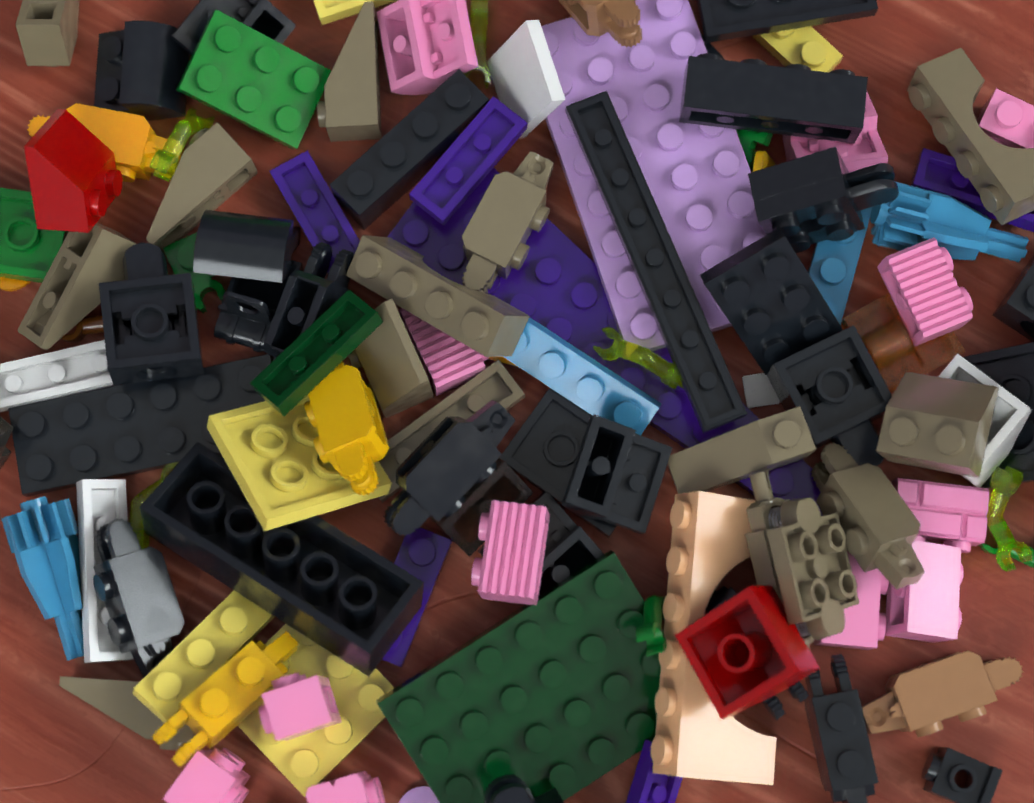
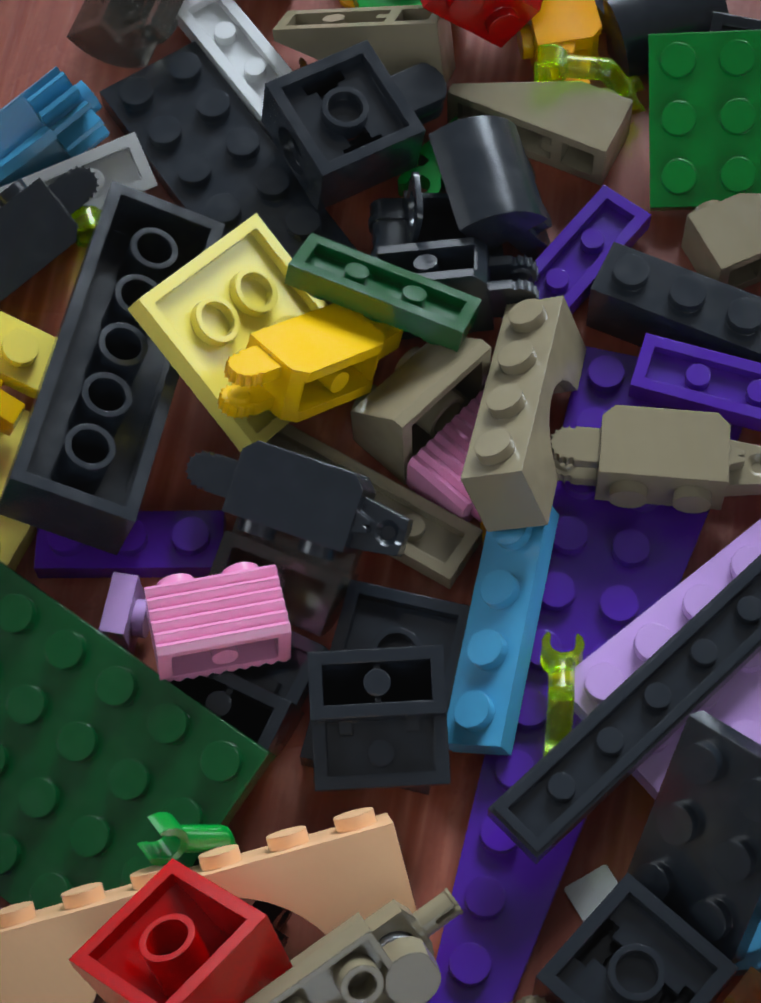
camera: 70 degrees right, 15 degrees down
(463, 614) = (125, 611): none -> lavender plate
(742, 452) = (495, 890): dark tan slope -> none

